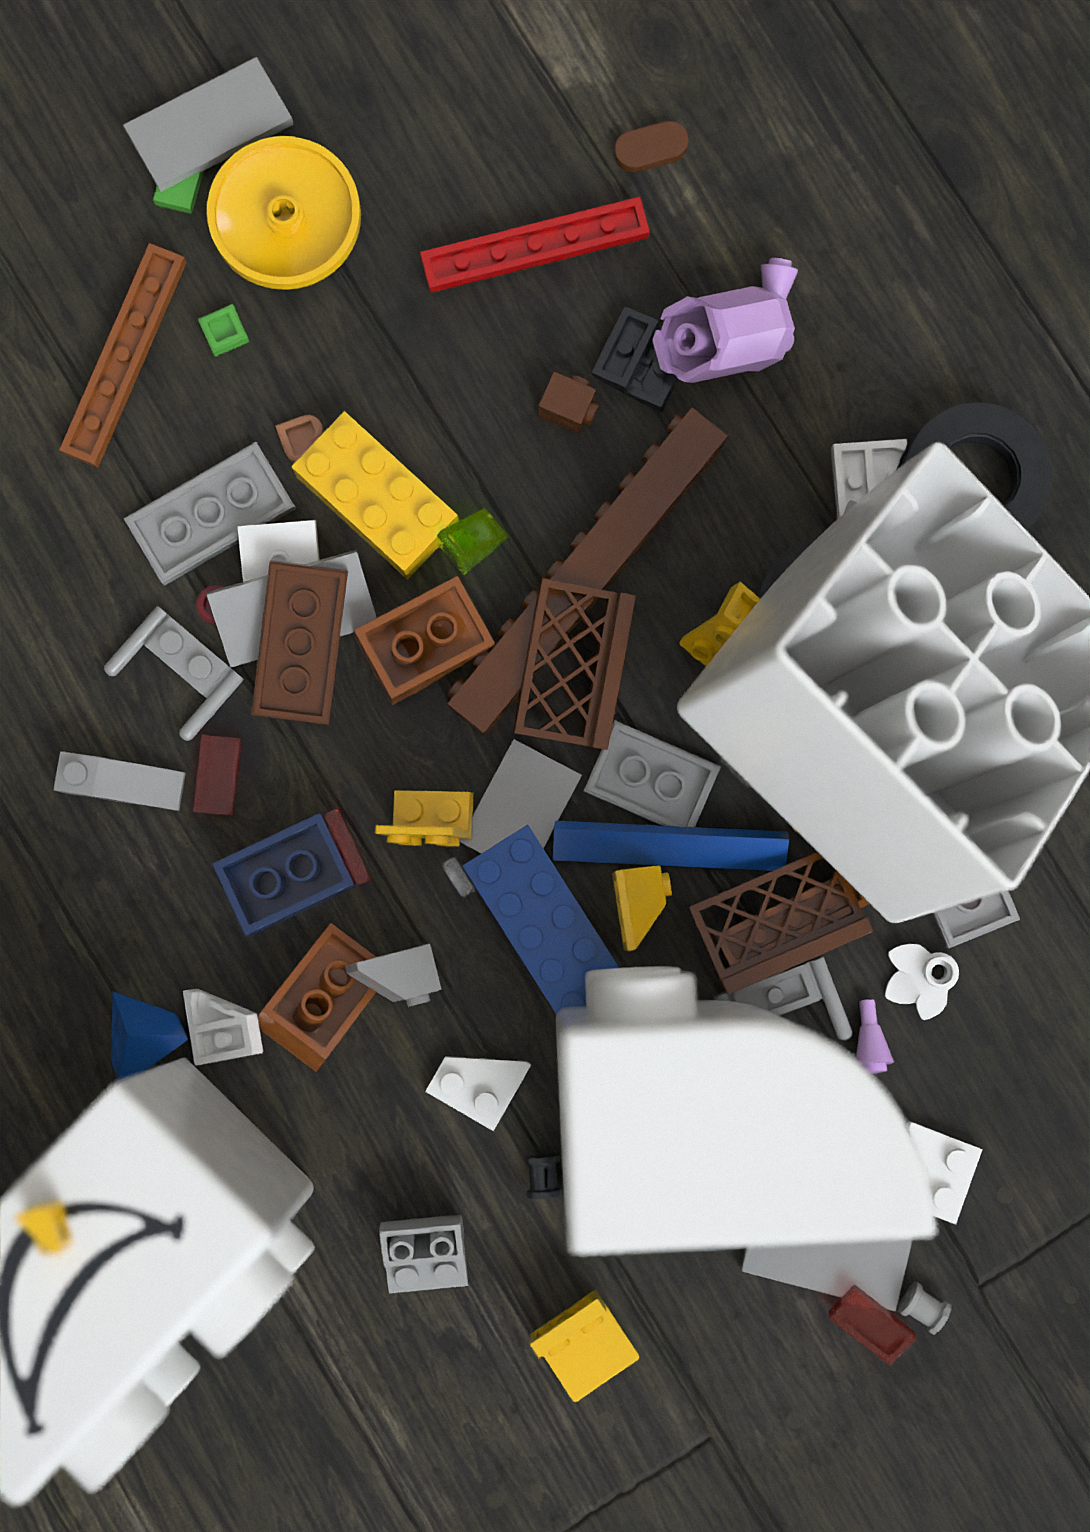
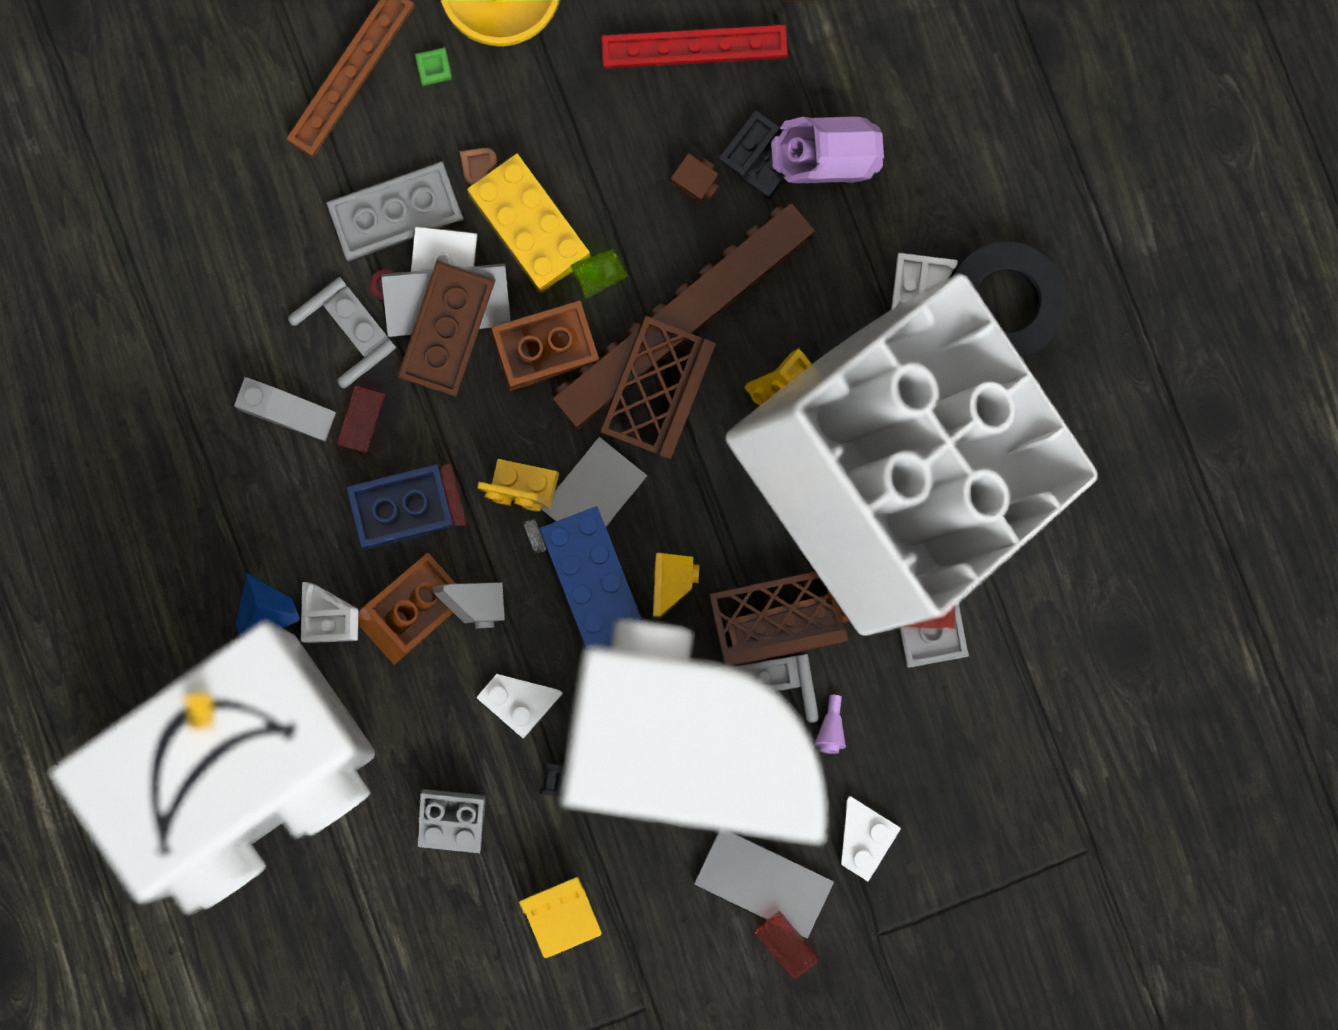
camera: 10 degrees right, 0 degrees up
(651, 778) = (702, 489): light grey tile -> none
(670, 845) = (704, 544): blue tile -> none
(778, 276) = (882, 111): lavender cone -> none
(915, 981) = (876, 687): white plate -> none
(924, 1308) = (830, 940): light grey bush -> none

